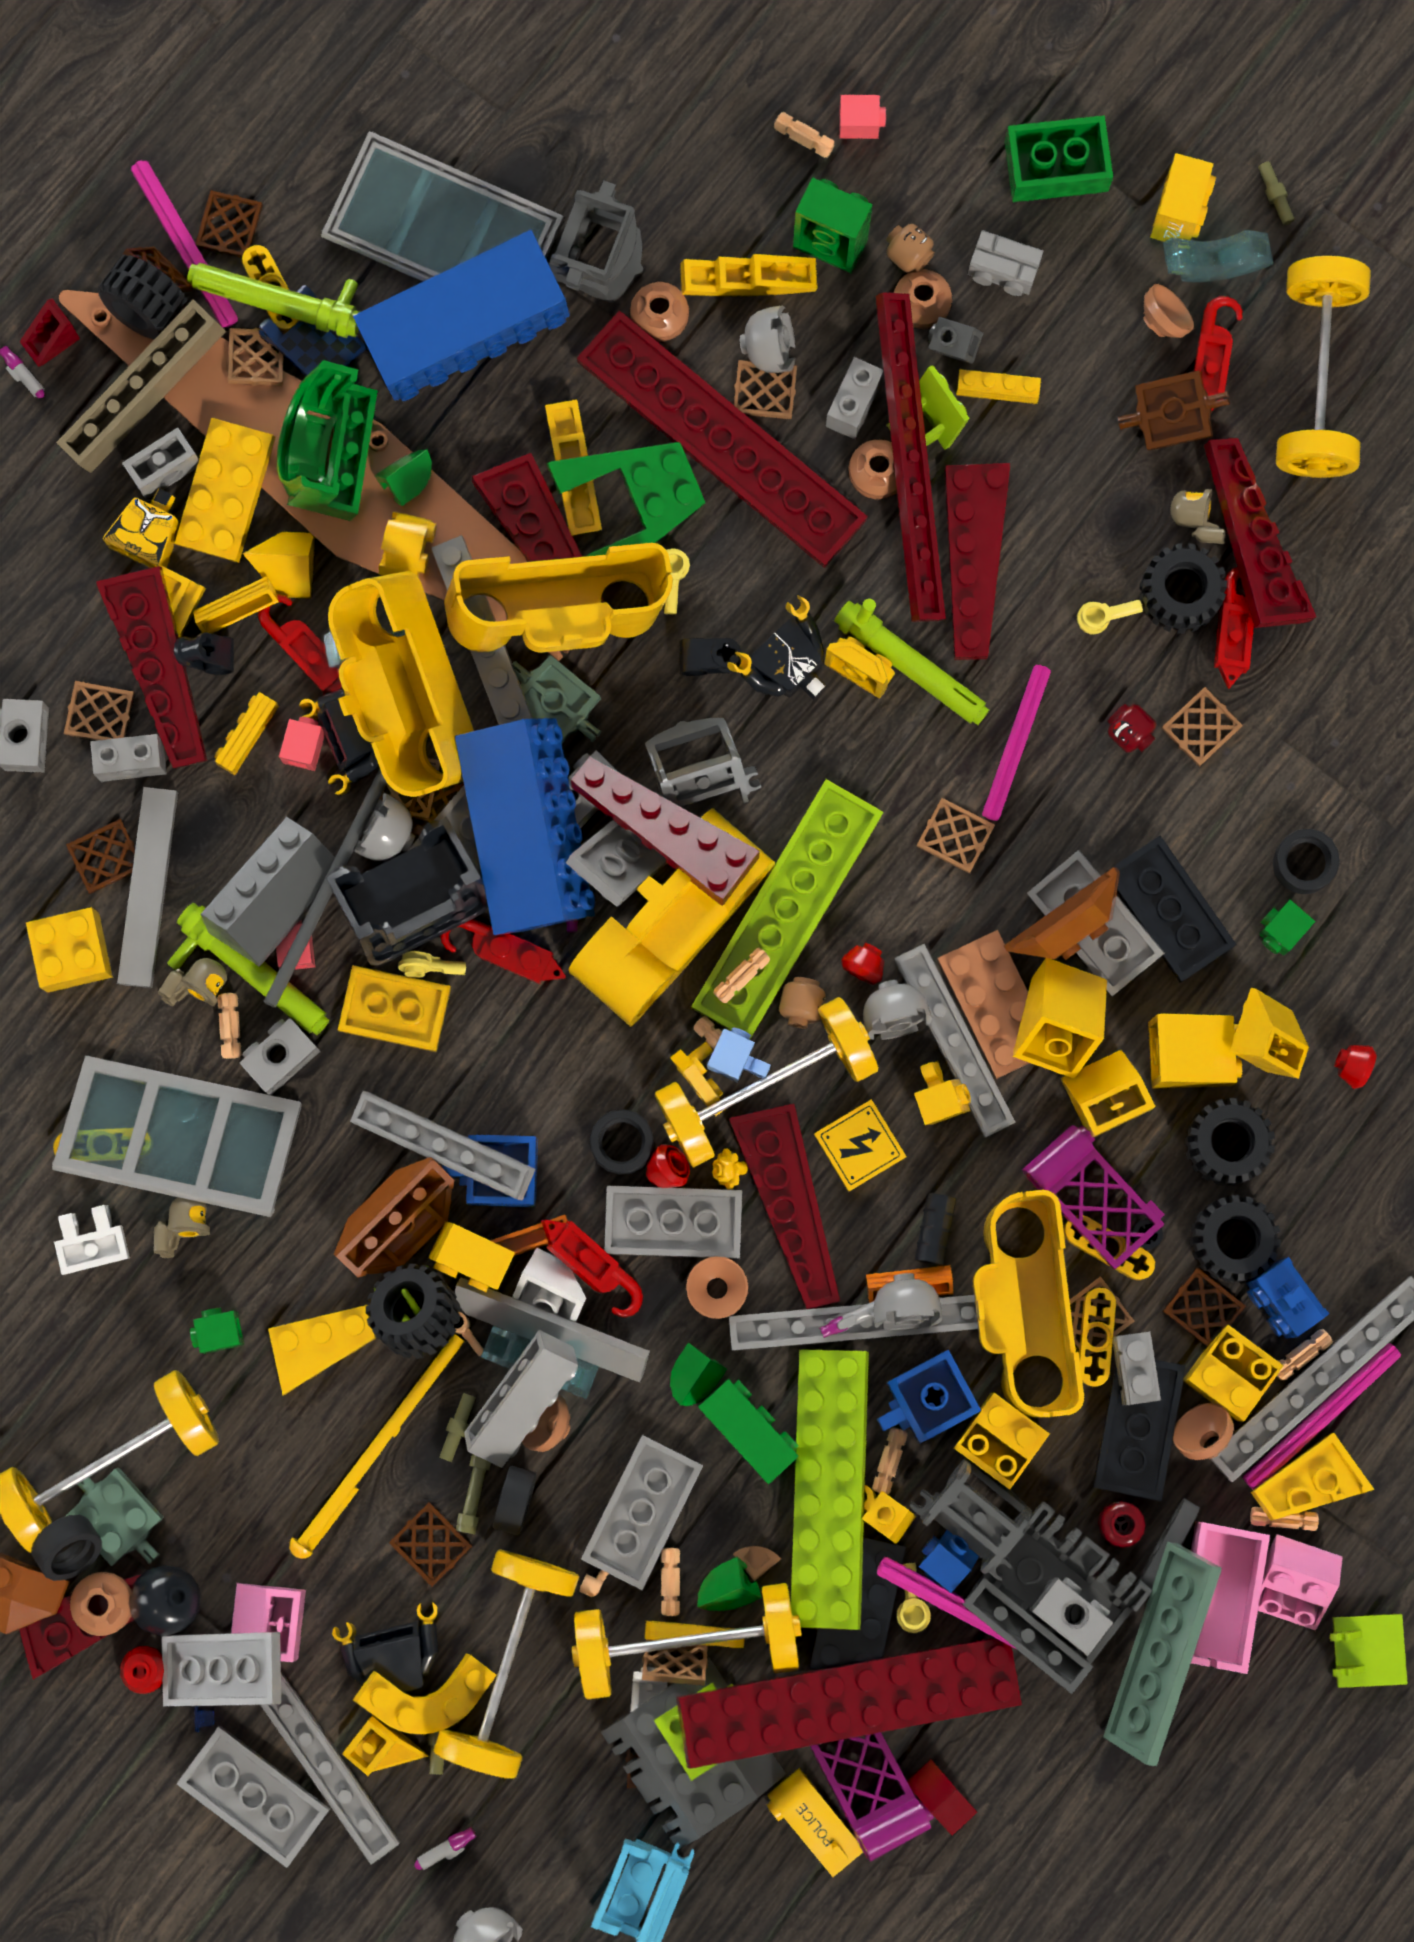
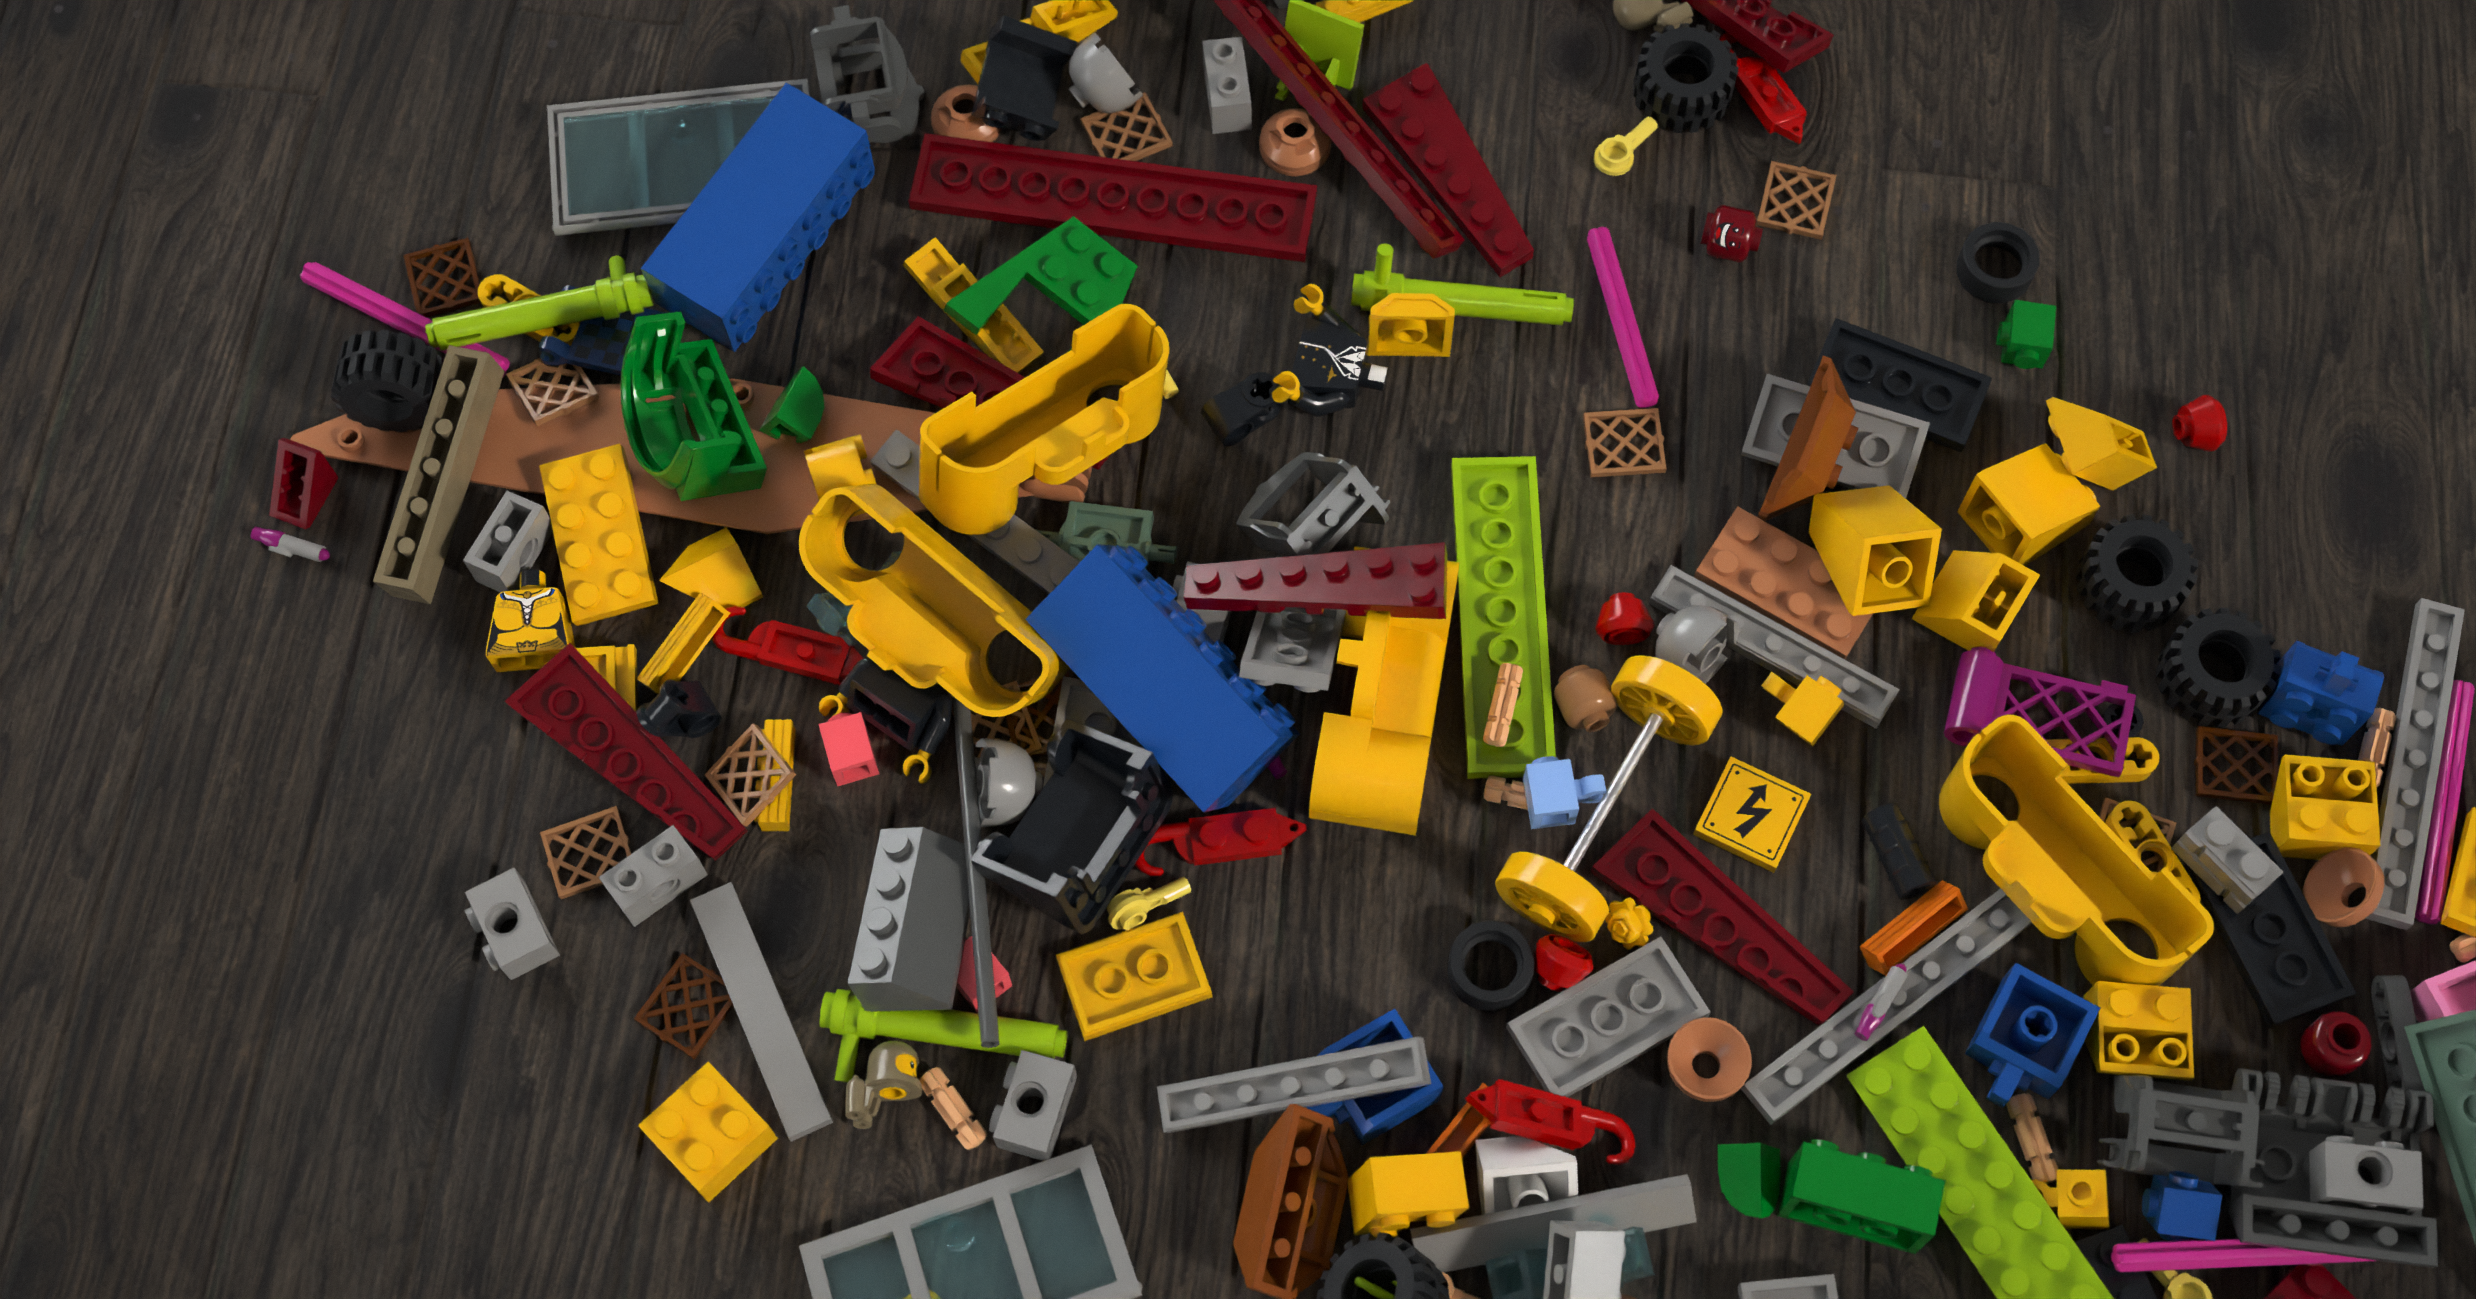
camera: 30 degrees left, 15 degrees down
(249, 722) = (766, 796): none -> medium nougat window
(693, 1070) = (1521, 833): yellow plate -> none
(708, 310) = (1021, 78): none -> black panel
(906, 1304) = (1935, 939): light grey cylinder -> none

